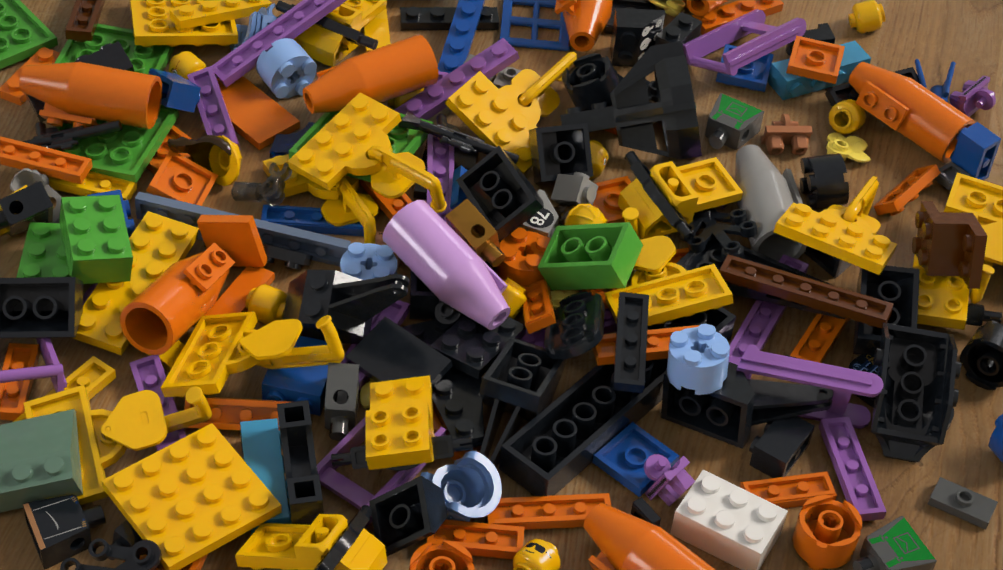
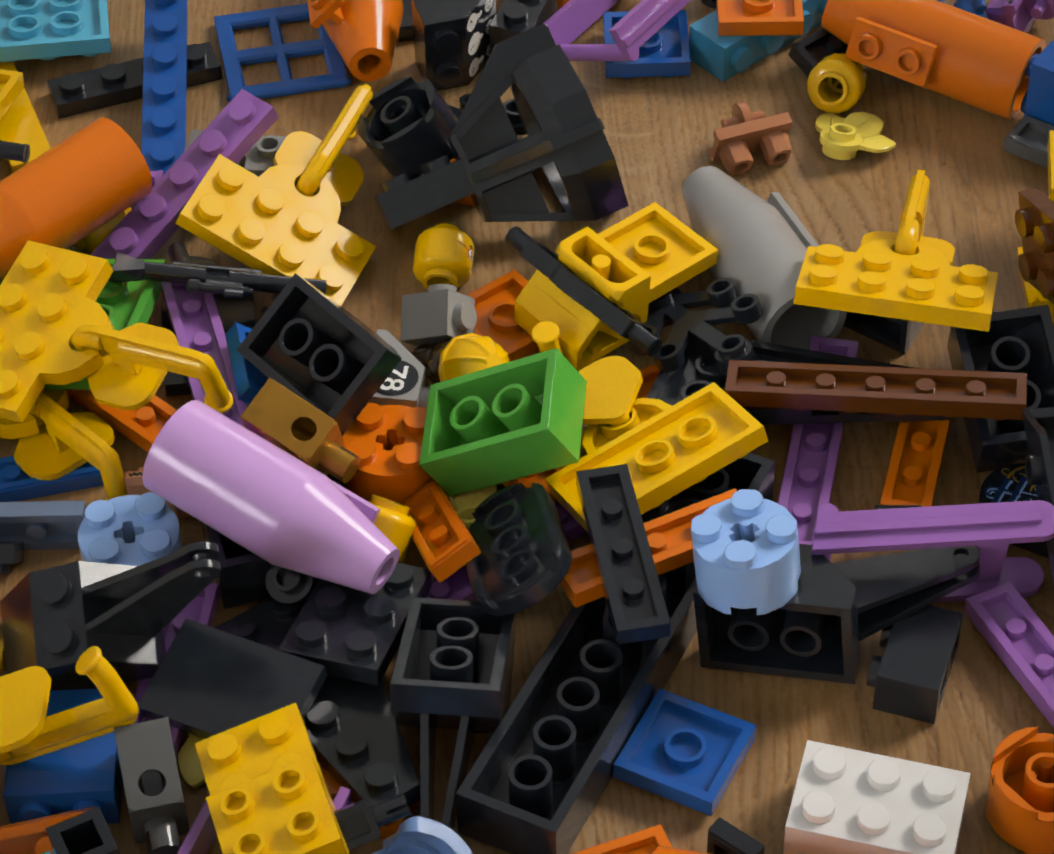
camera: 10 degrees left, 0 degrees up
(560, 151) = (393, 257): black slope -> none
(669, 481) = (758, 773): medium lavender hips -> none
(732, 123) = (657, 139): dark grey torso -> none
(791, 490) = (958, 732): orange tile -> none
(824, 181) = (839, 197): black brick -> none
(907, 190) = (971, 180): orange plate -> none

